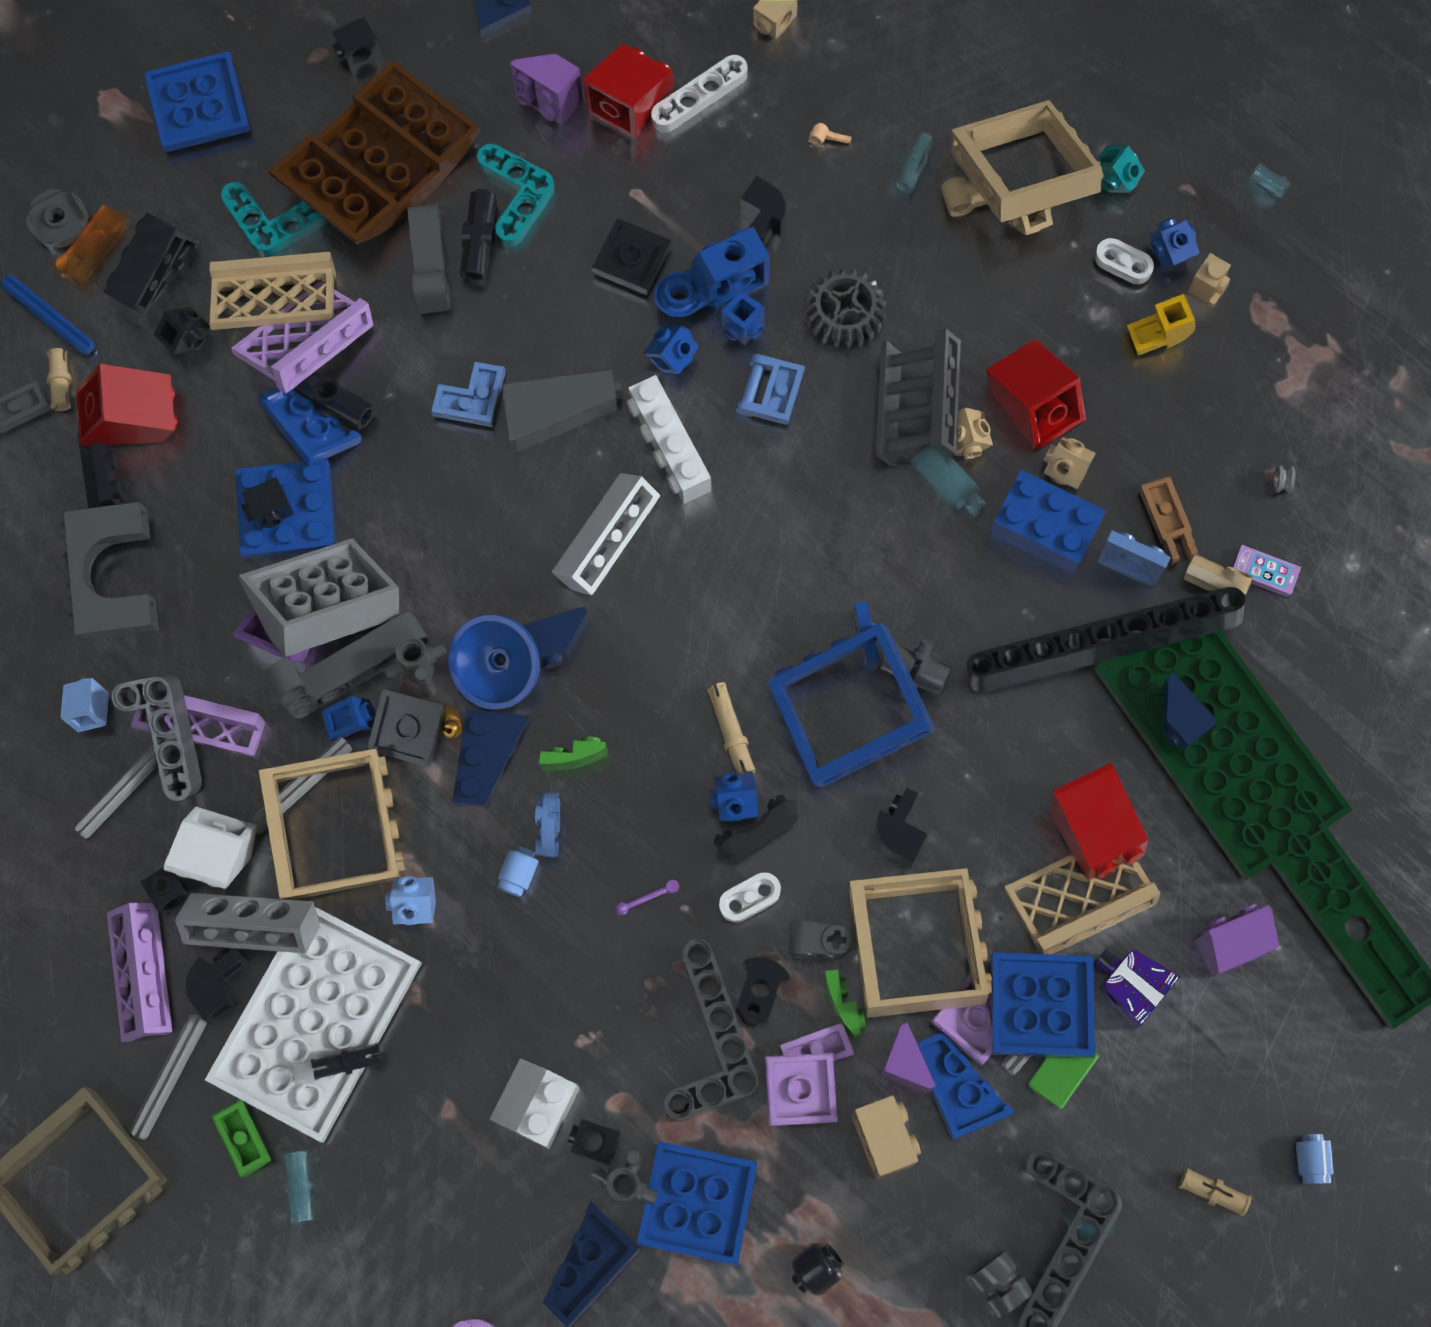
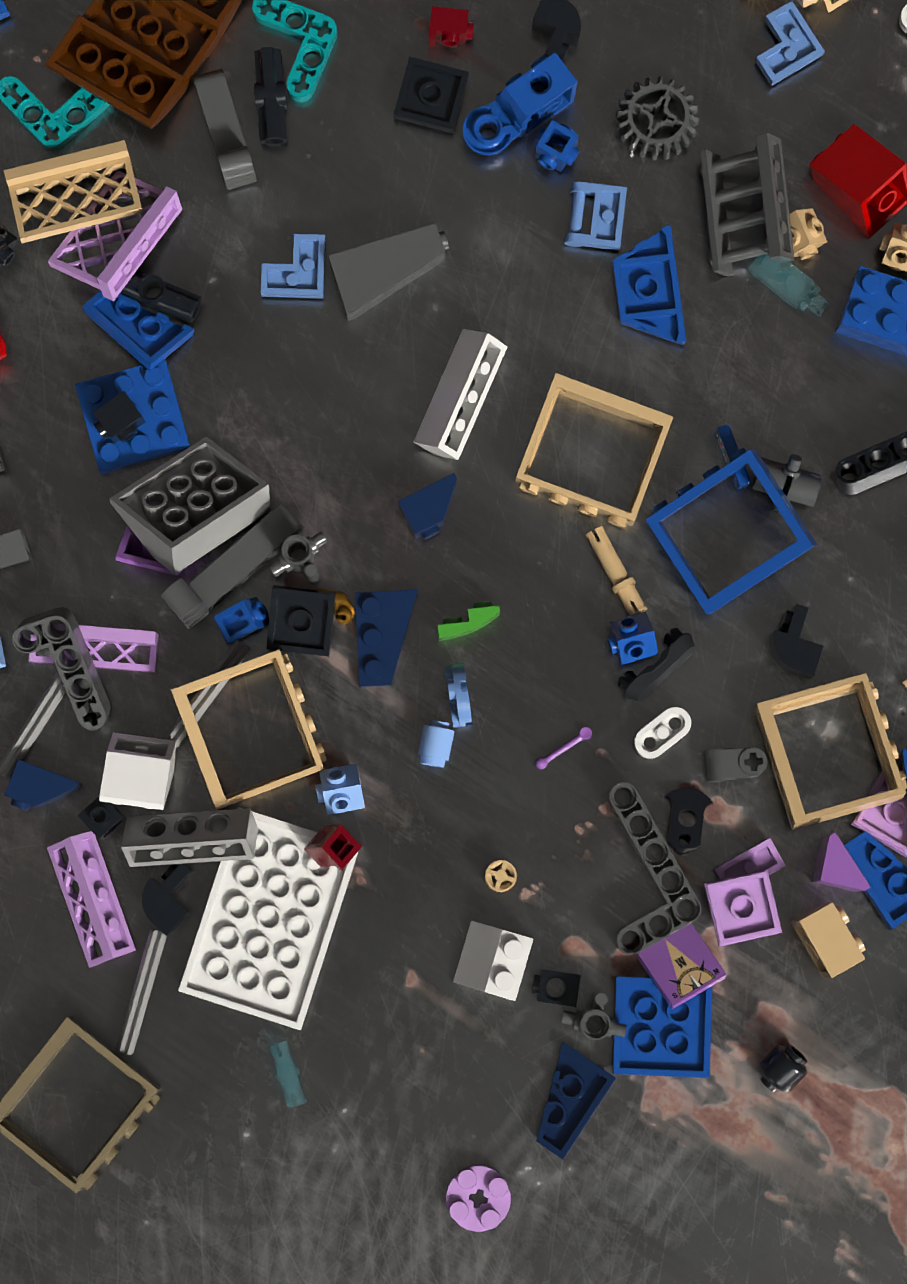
camera: 15 degrees left, 10 degrees up
(110, 849) = (37, 786): none -> dark blue slope
(241, 1138) = (224, 1039): bright green slope -> none
(346, 1061) = (311, 952): black pin -> none
(389, 954) = (332, 847): none -> dark red brick
(476, 663) = (364, 556): blue dish -> none
(553, 1012) = (502, 871): none -> tan wheel
(660, 197) = (450, 26): none -> dark red brick
(669, 438) = (505, 286): white brick -> none
(671, 348) = (490, 189): blue brick -> none
(727, 1140) = (681, 966): none -> medium lavender tile
(749, 564) = (609, 403): none -> tan window
(812, 464) = (650, 288): none -> blue wing
(846, 1012) = (774, 829): bright green slope -> none
(990, 260) = (795, 48): none -> medium blue plate

